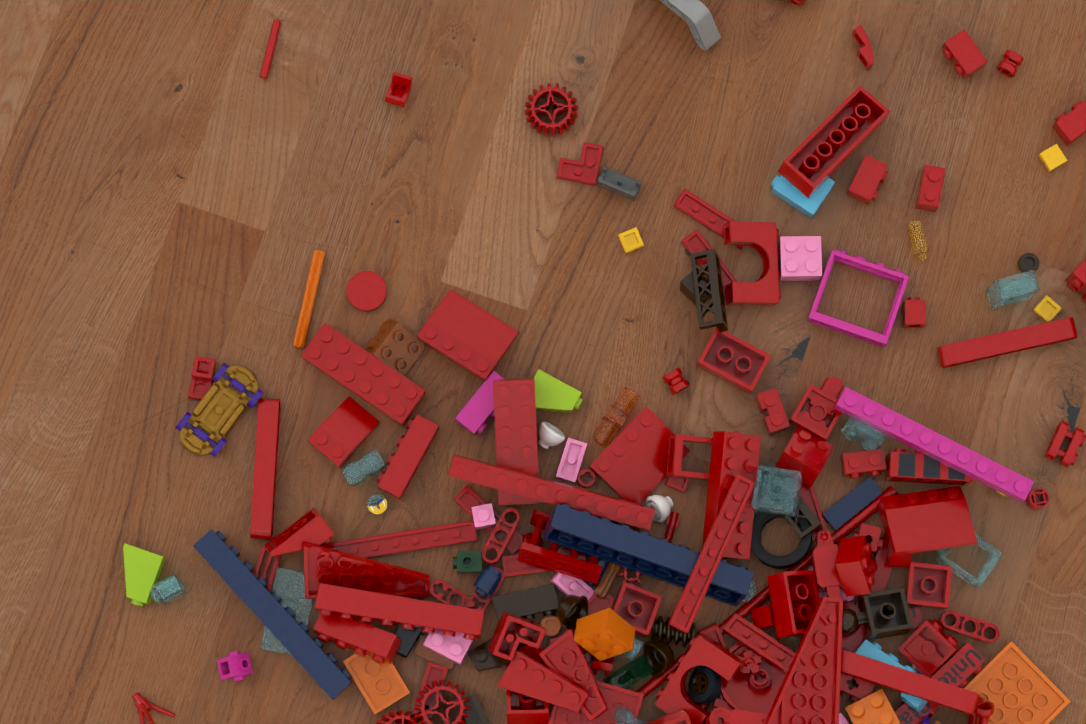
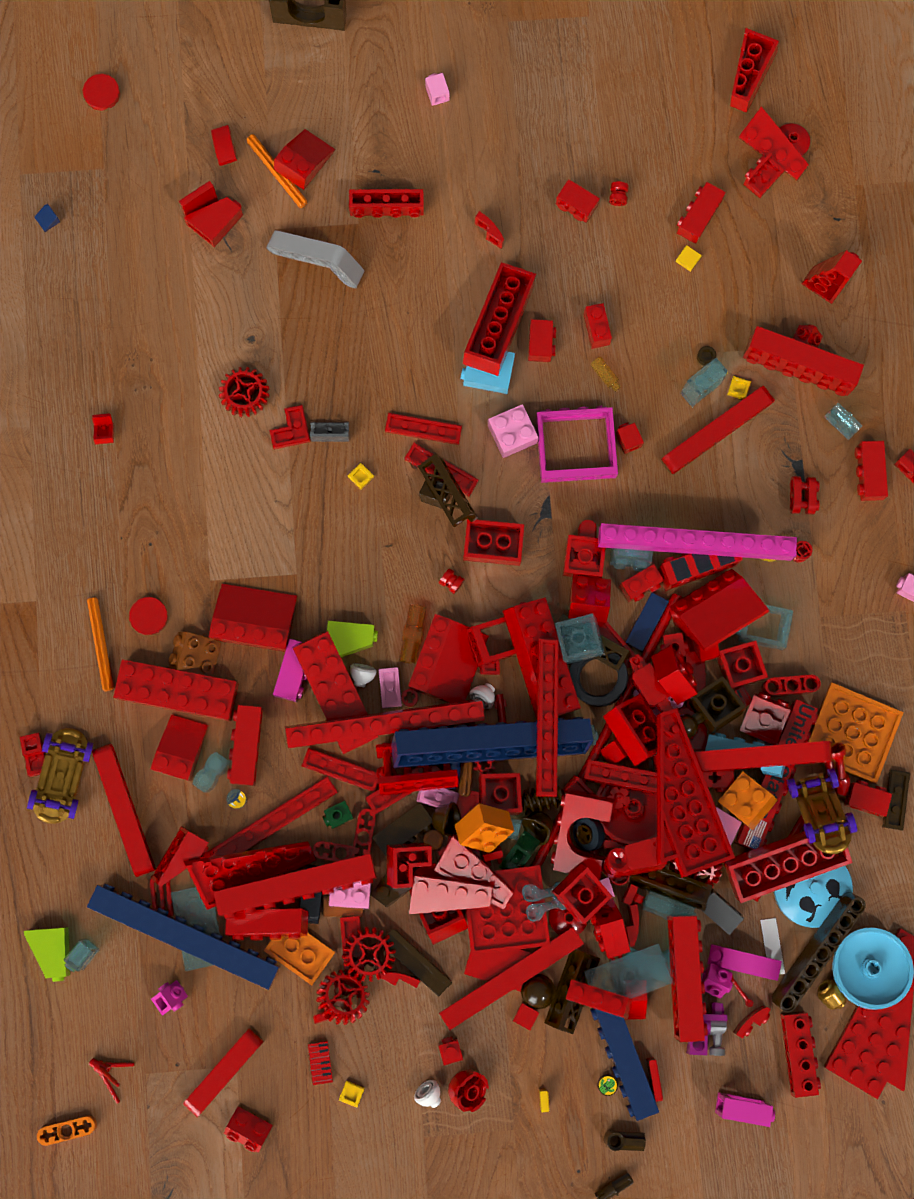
camera: 30 degrees left, 0 degrees up
(483, 516) = (334, 769): bright pink brick -> none
(487, 581) = (362, 825): dark blue brick -> none
(508, 528) = (353, 771): red beam -> none
(762, 238) = (475, 428): red arch -> none
(776, 418) = (550, 575): red brick -> none

